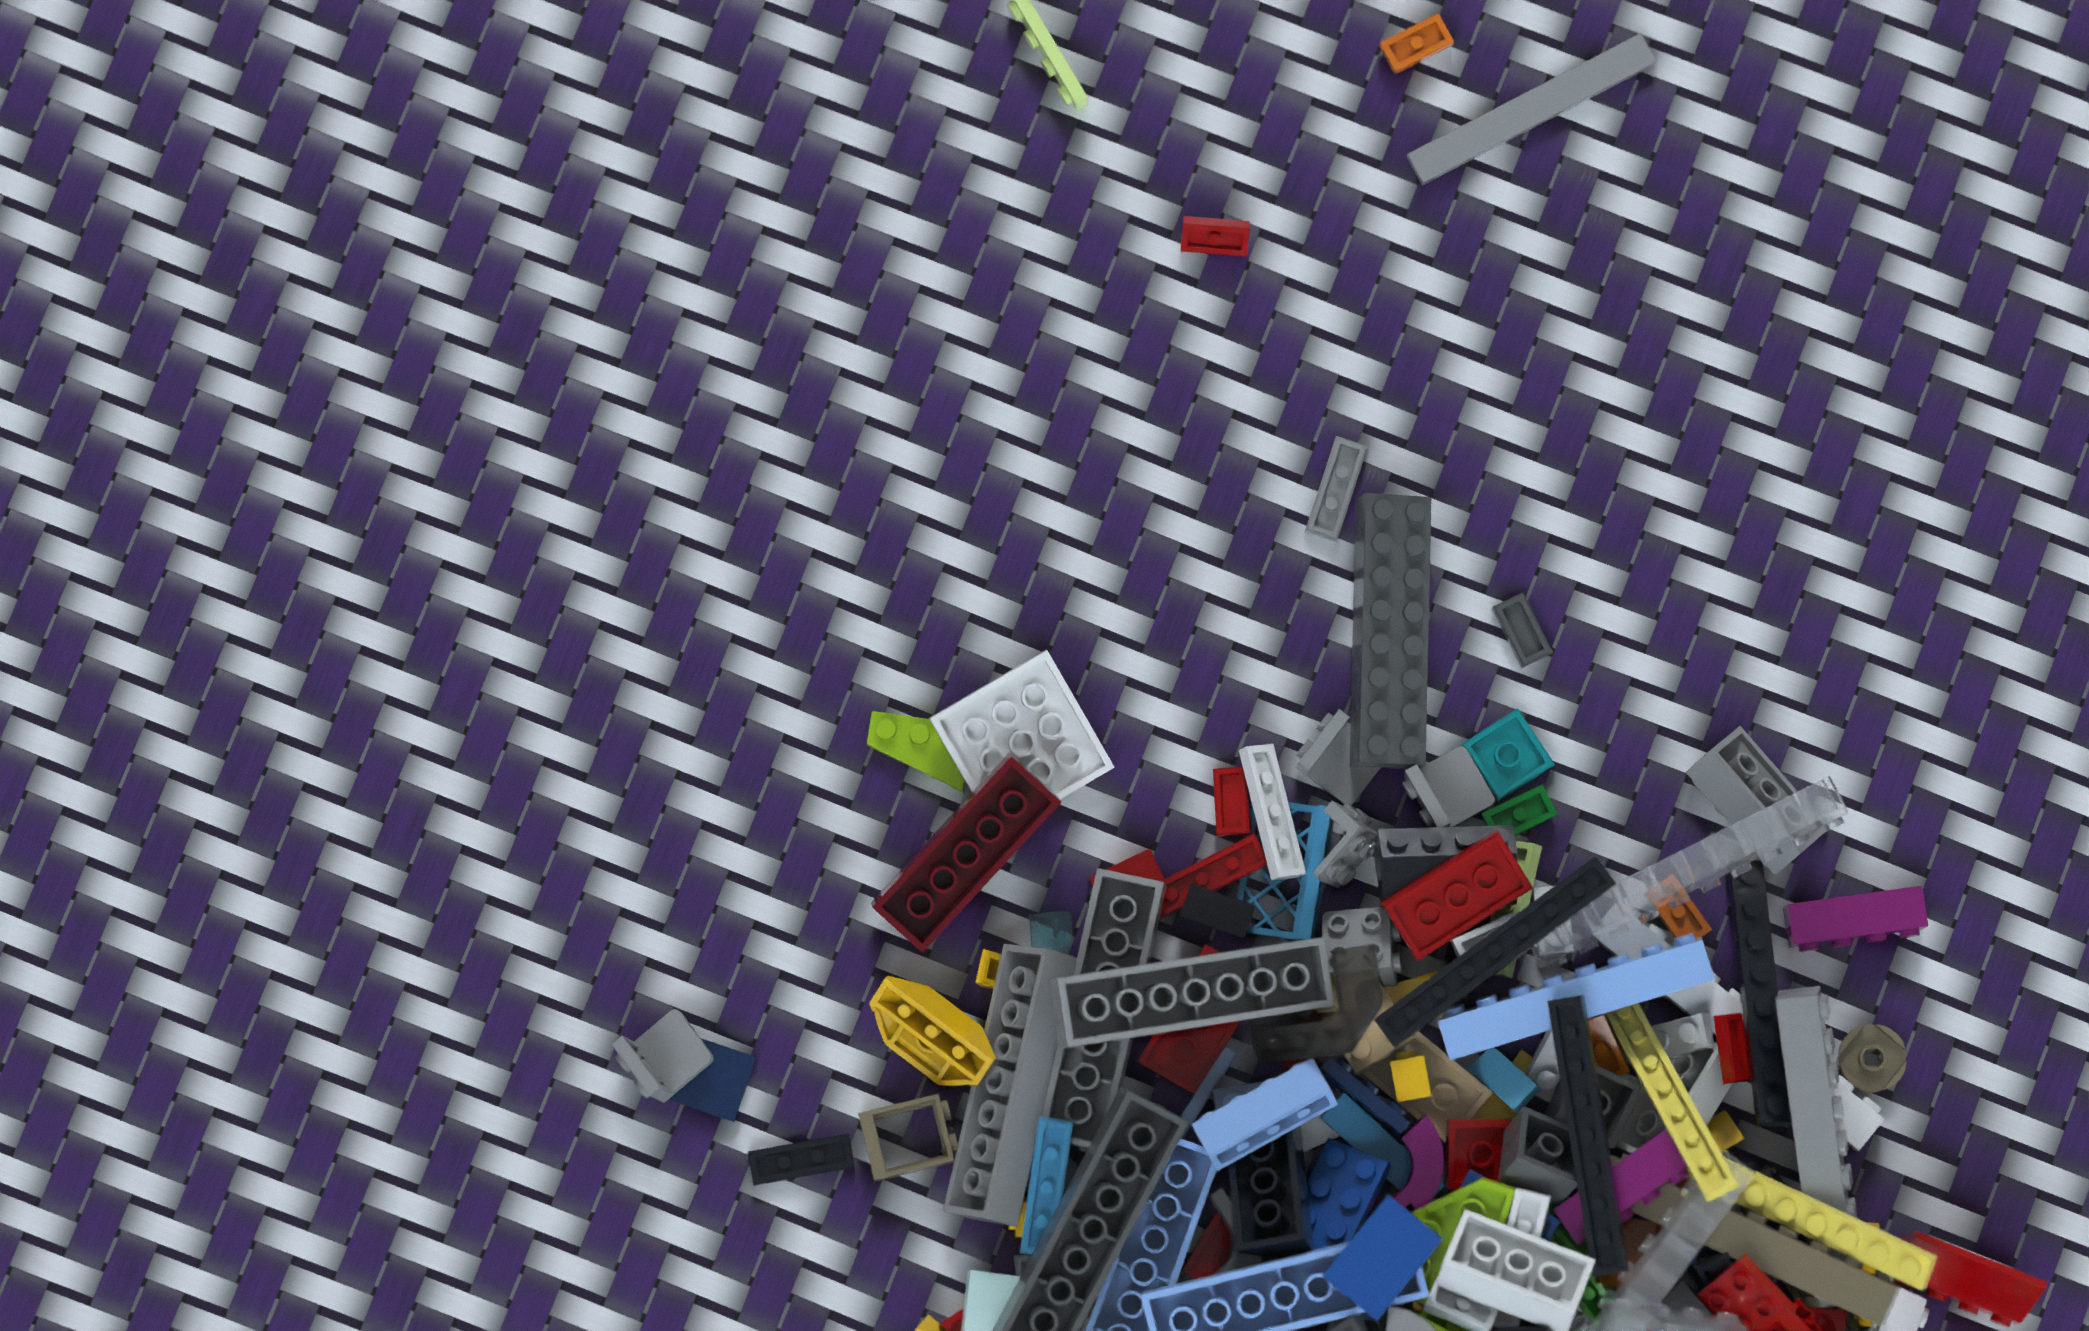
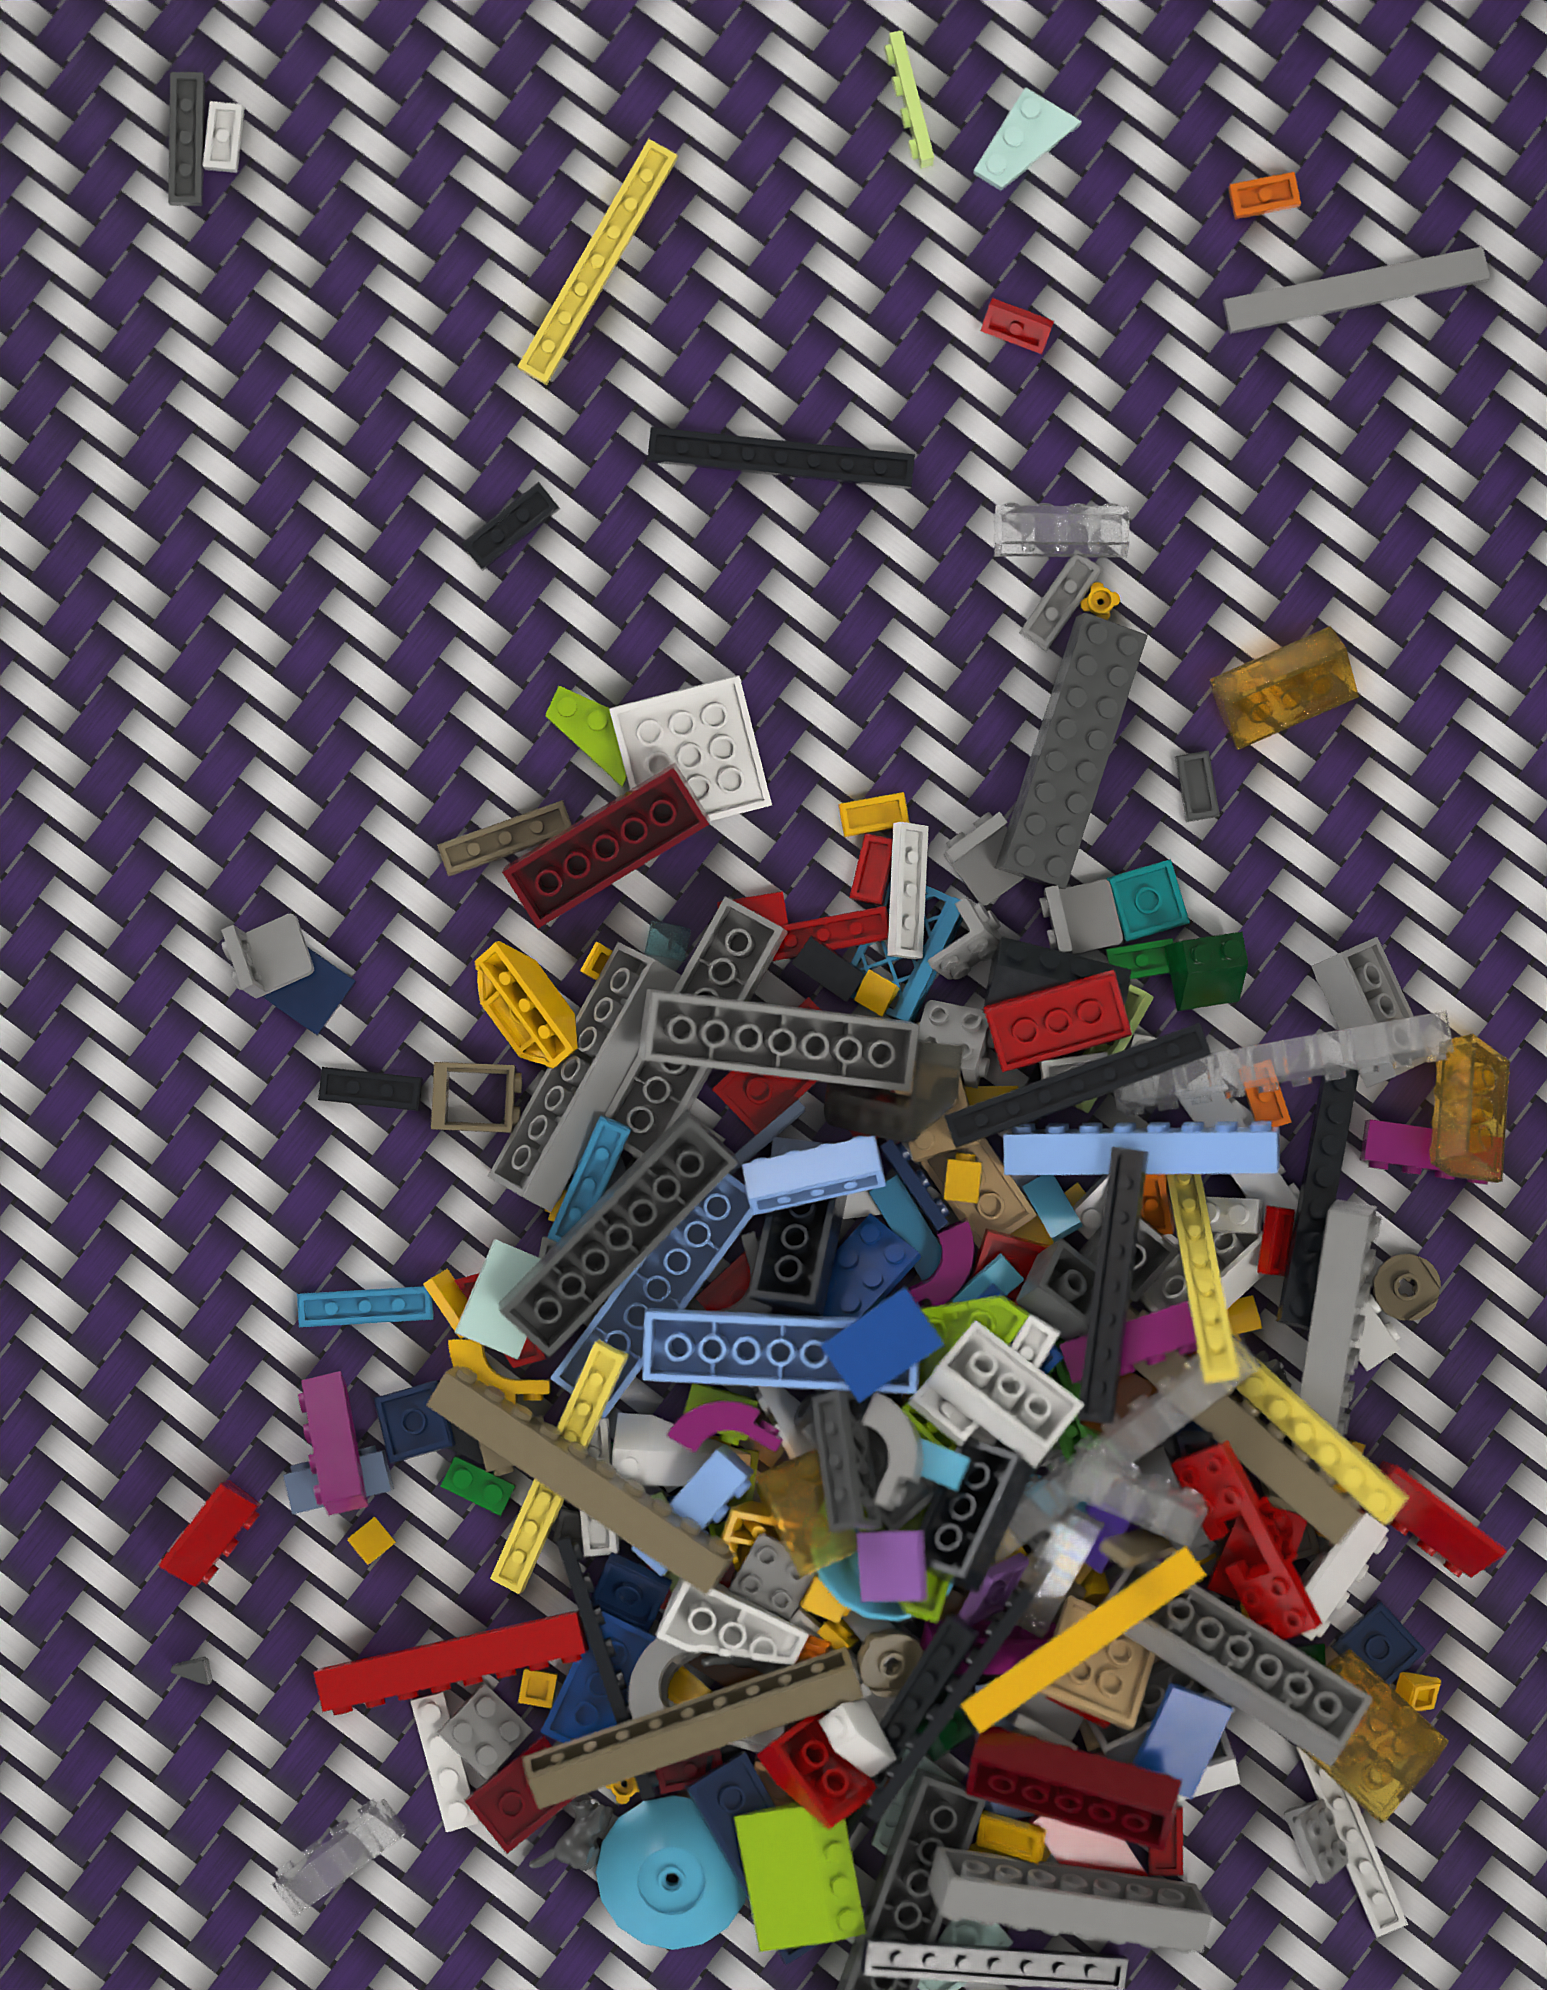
camera: 20 degrees right, 5 degrees up
(353, 284) = (186, 138): none -> dark grey plate
(389, 272) = (223, 137): none -> white plate
(778, 569) = (510, 526): none -> black tile
(789, 290) = (597, 262): none -> light yellow plate
(861, 875) = (504, 838): none -> dark tan tile
(1023, 428) = (780, 458): none -> black plate
(1167, 53) = (1024, 137): none -> light aqua wing
(1215, 748) = (873, 814): none -> yellow tile
(1271, 920) = (876, 993): none -> yellow slope
(1317, 420) = (1061, 530): none -> clear brick
(1369, 470) = (1097, 592): none -> yellow plate
(1470, 1157) = (998, 1272): none -> medium azure tile
(1578, 510) = (1284, 687): none -> clear yellow slope
(1586, 805) = (1207, 970): none -> dark green slope
(1882, 867) = (1470, 1111): none -> clear yellow slope

